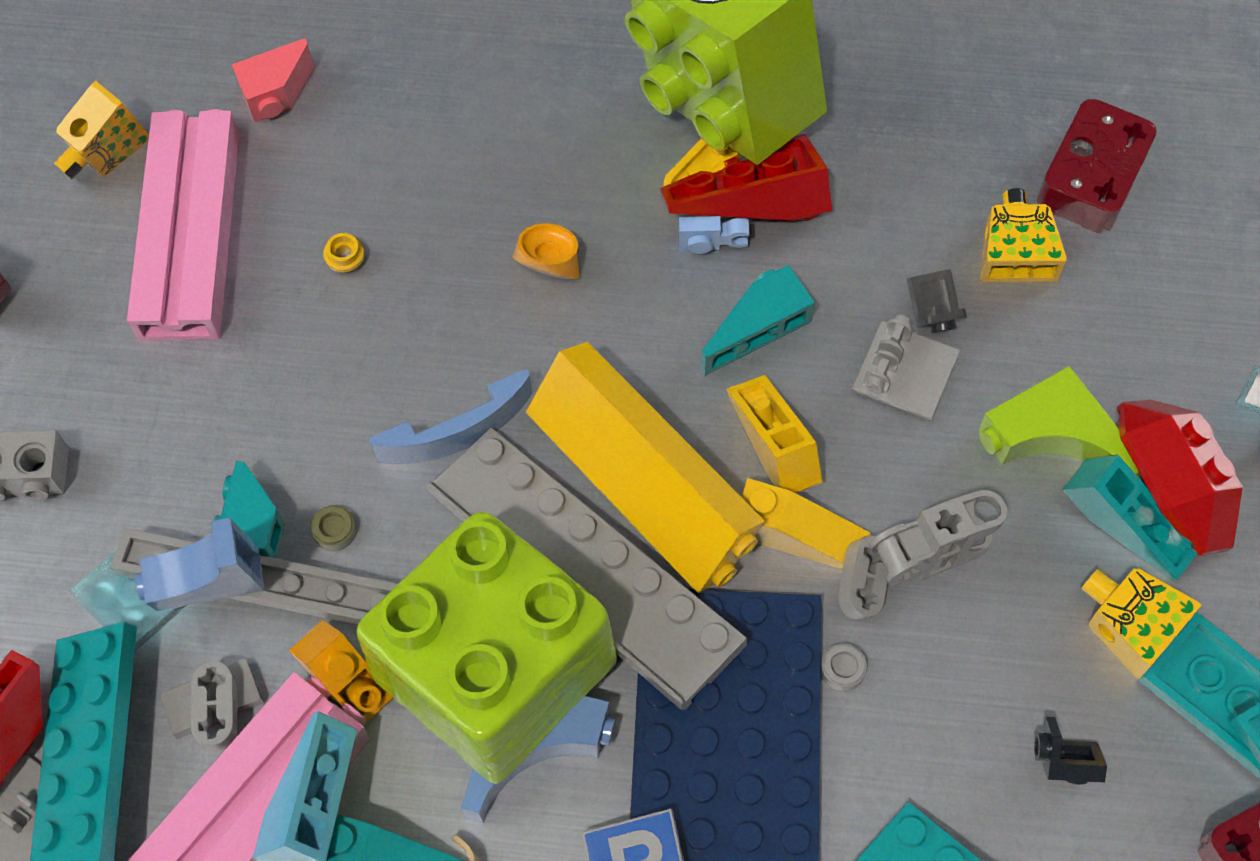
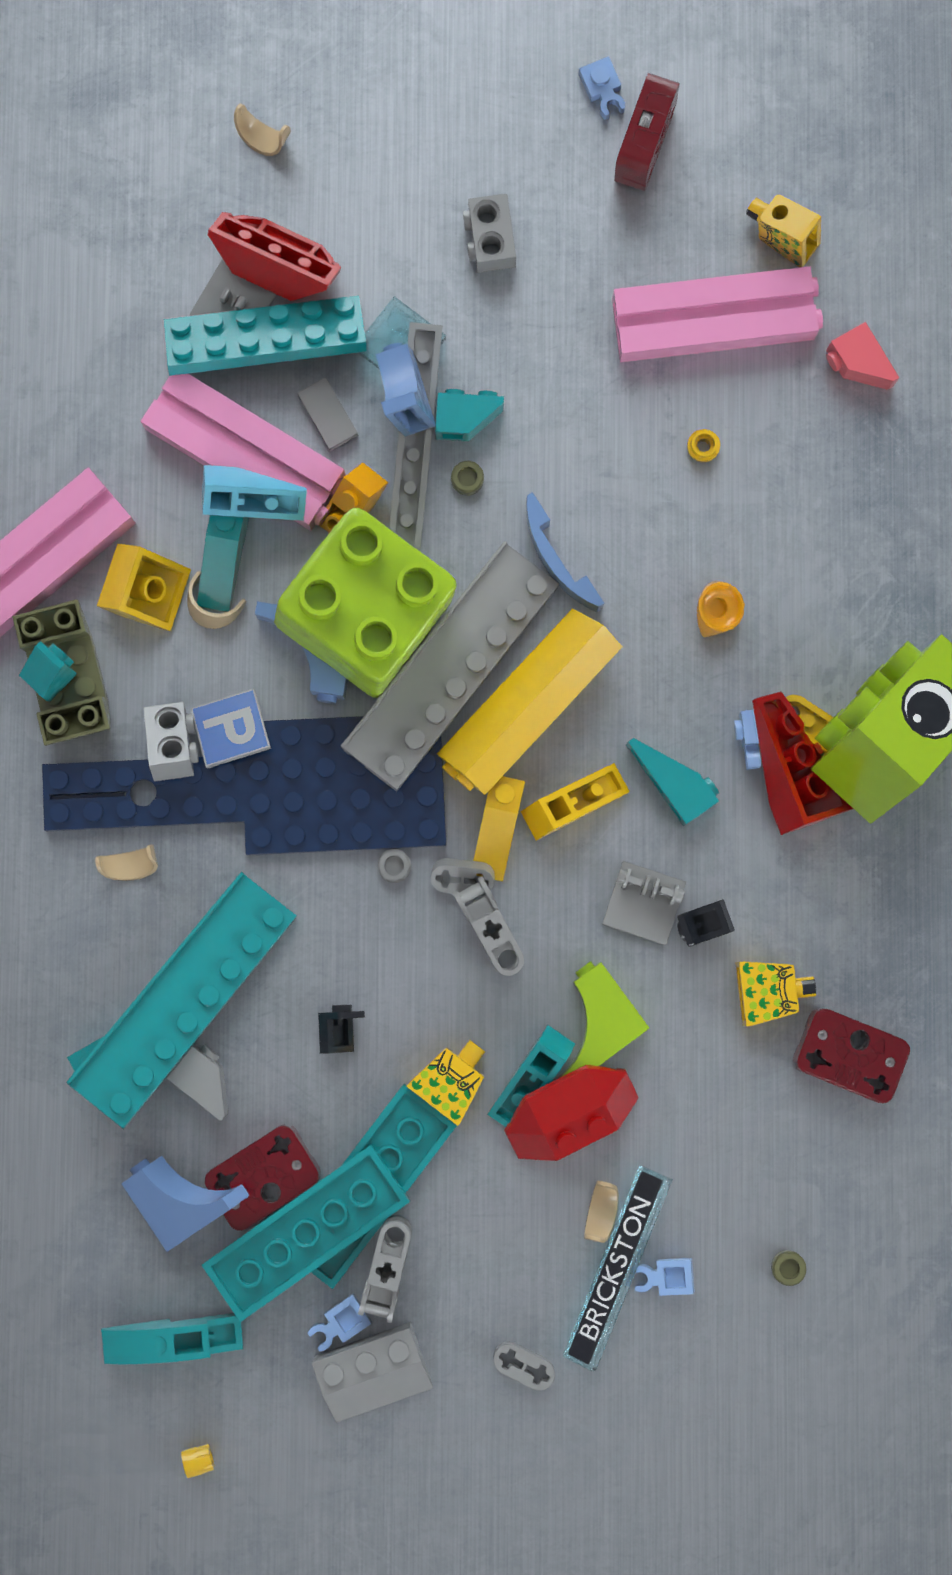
camera: 85 degrees right, 20 degrees up
(203, 705) = (317, 409): light grey beam -> none

